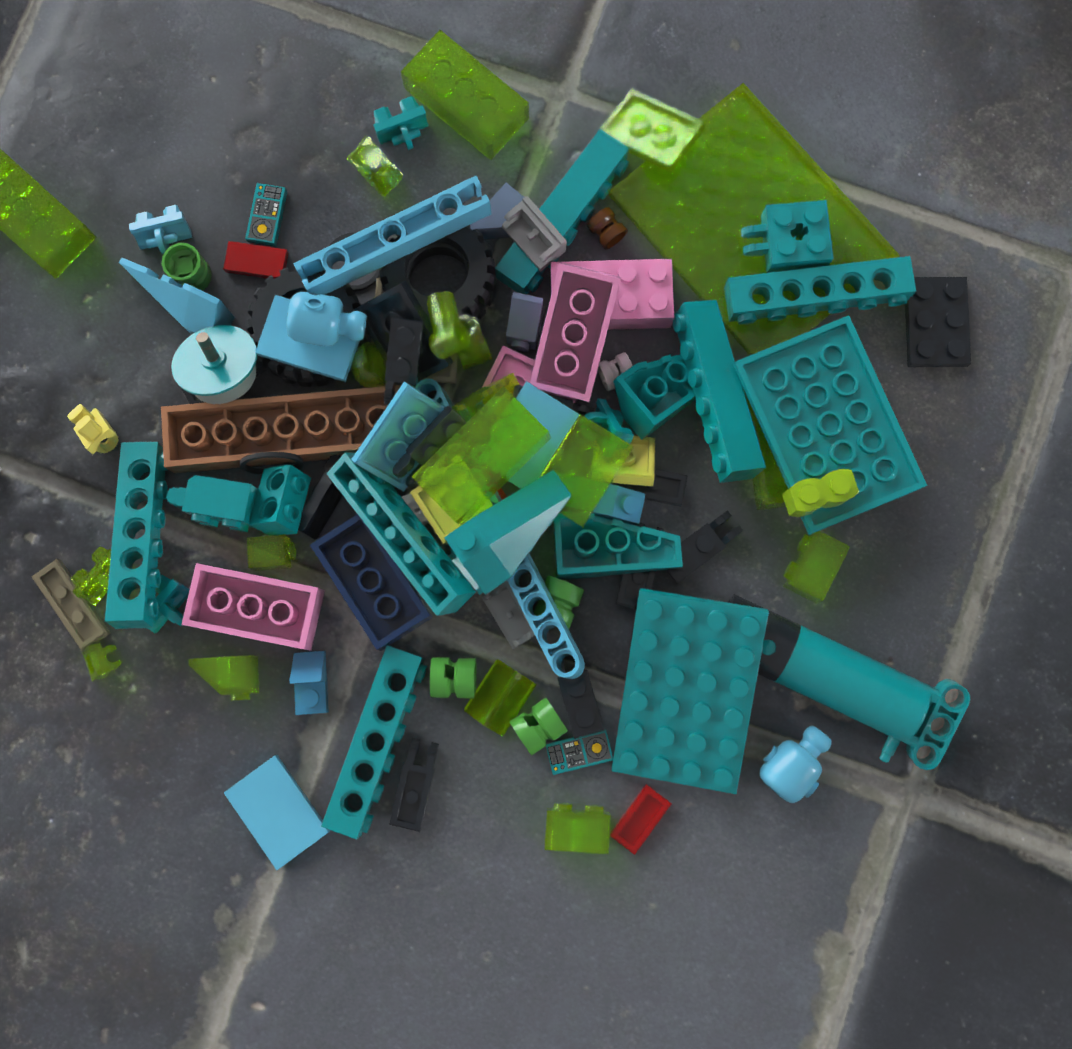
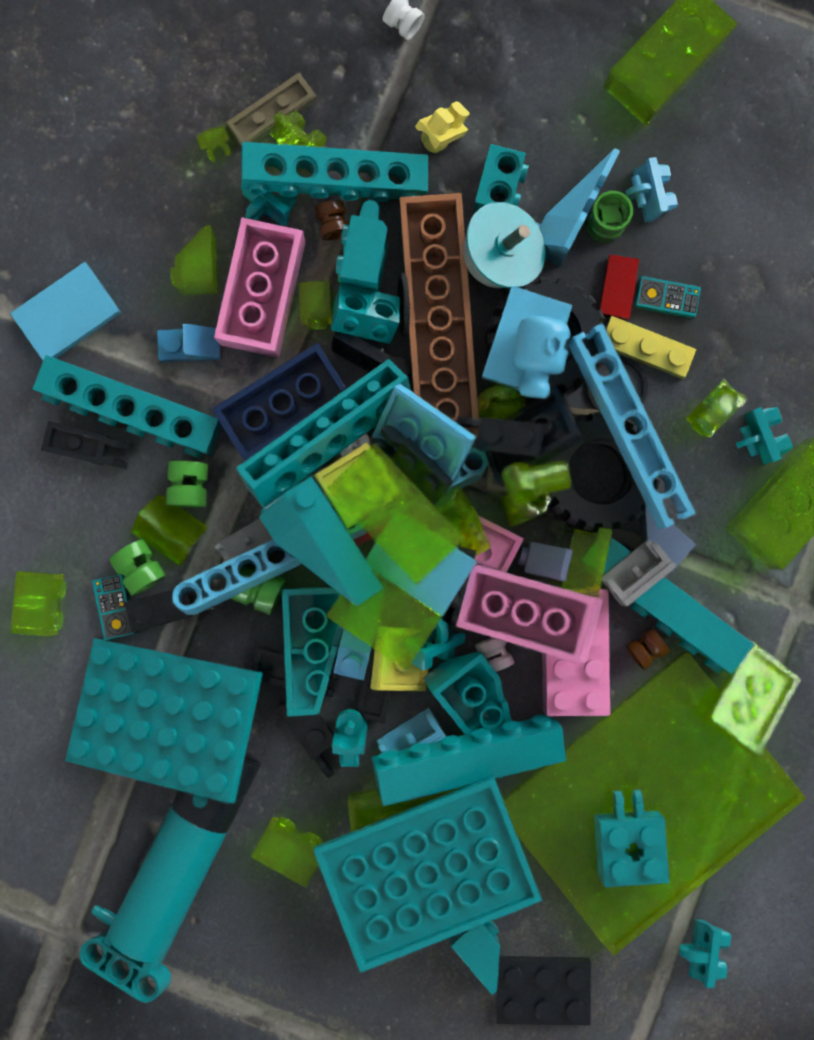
camera: 90 degrees right, 5 degrees up
(148, 378) = (495, 181): none -> teal brick
(184, 538) = (332, 219): none -> reddish brown wheel
(317, 226) = (650, 348): none -> light yellow plate
(523, 277) = (588, 561): none -> clear neon green panel
(640, 819) = (48, 665): red tile -> none
(692, 445) = (418, 729): none -> medium azure hinge
(701, 506) = (350, 737): none -> teal hips
(793, 767) = (88, 819): medium azure piece -> none
(826, 492) = (353, 867): lime brick -> none
(892, 272) = (588, 951): teal brick -> none
(903, 171) = (706, 965): none -> teal hips
(904, 378) = (480, 952): none -> teal slope

